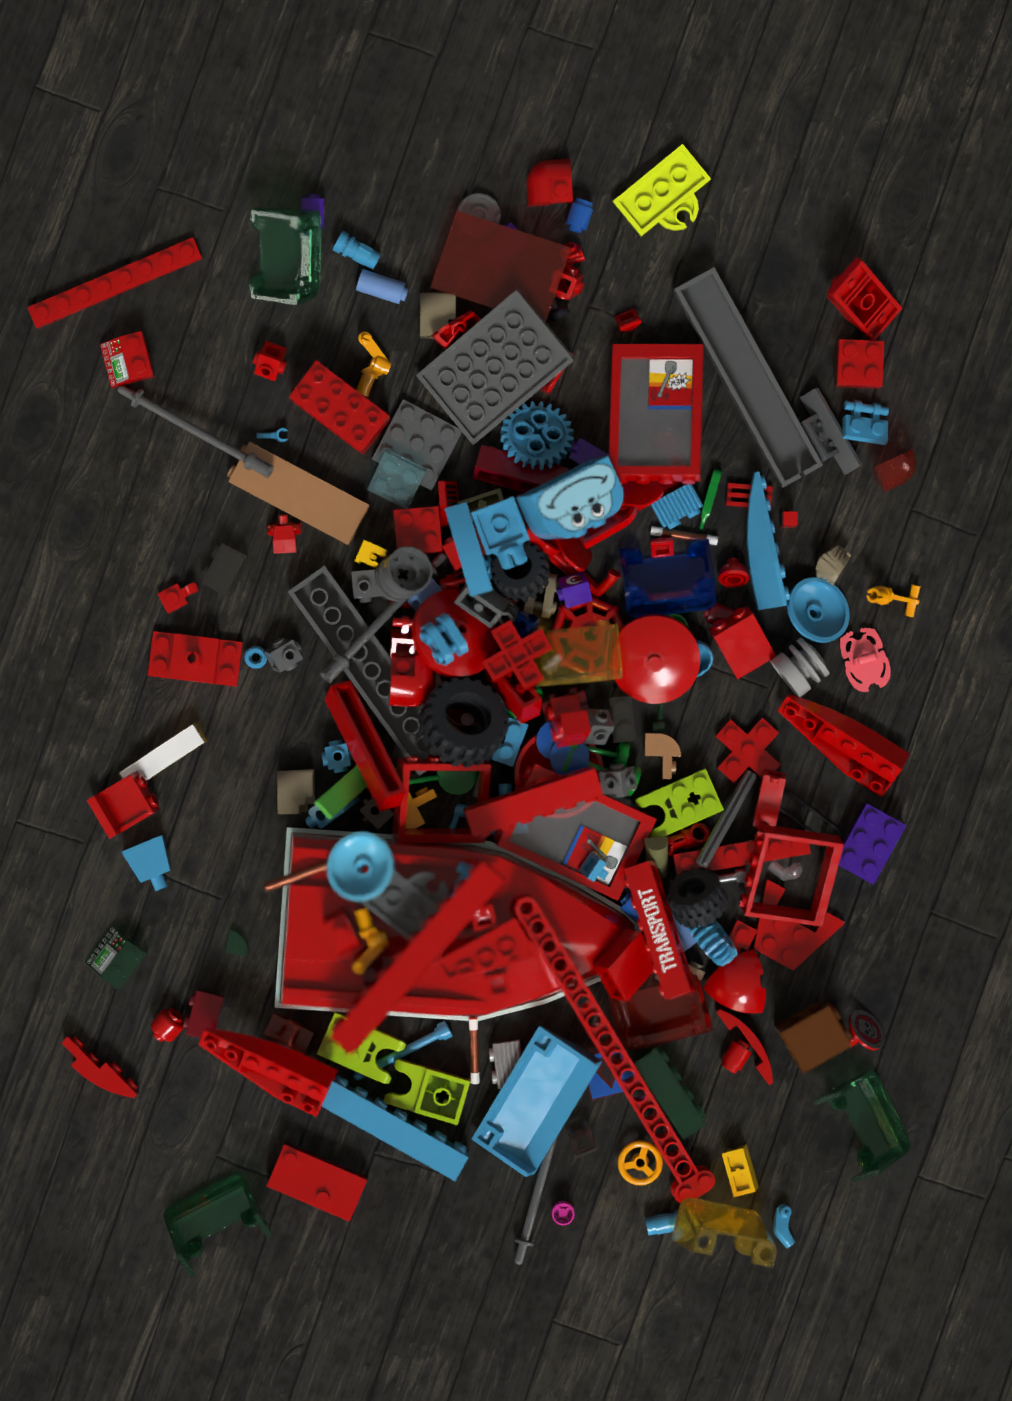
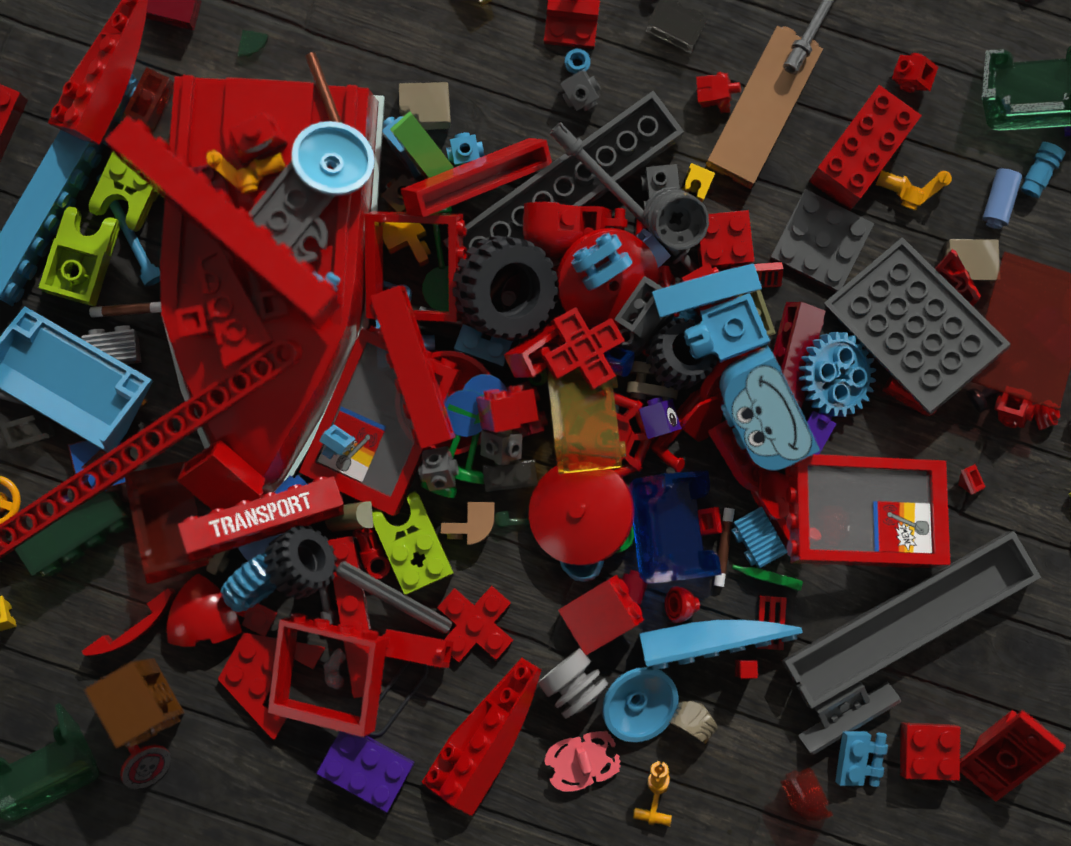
camera: 80 degrees right, 5 degrees down
(273, 435) = (829, 79): dark azure hand -> none
(397, 479) = (783, 216): clear light blue plate -> none
(736, 1056) = (117, 612): red brick -> none

